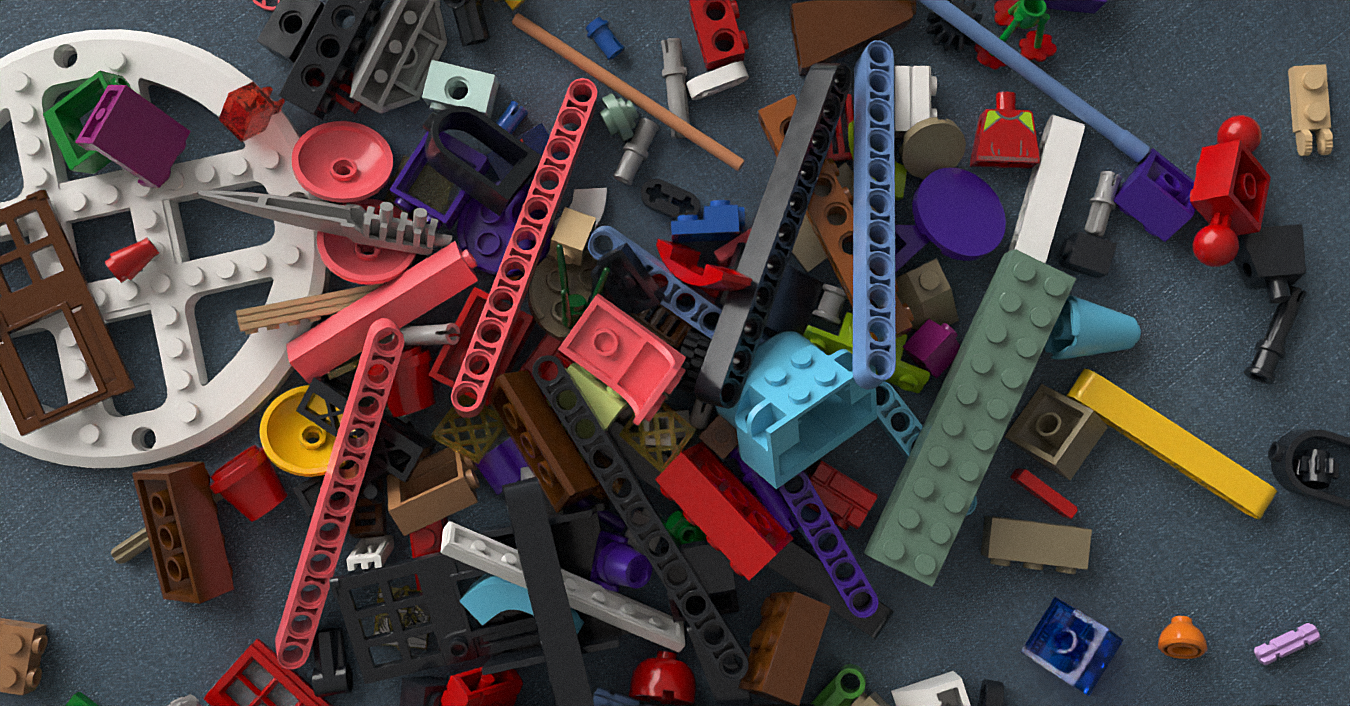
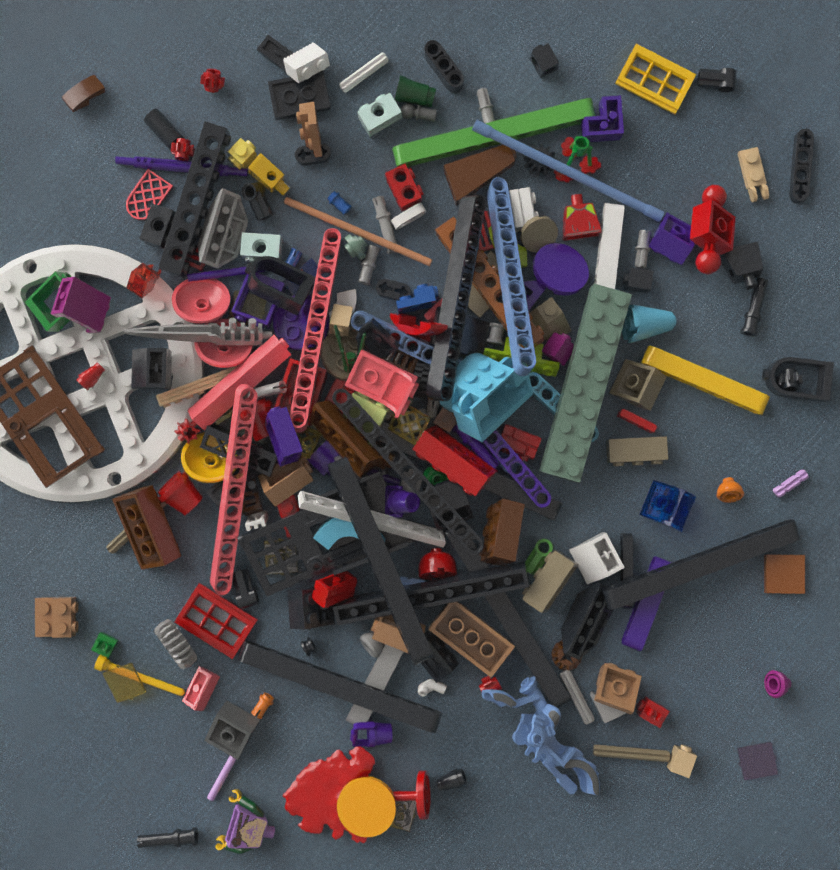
camera: 10 degrees left, 0 degrees up
(237, 264) = (151, 368): none -> black slope
(272, 375) = (183, 427): none -> red gear
(377, 122) = (217, 274): none -> dark purple bar
(437, 419) = (283, 436): none -> dark purple window

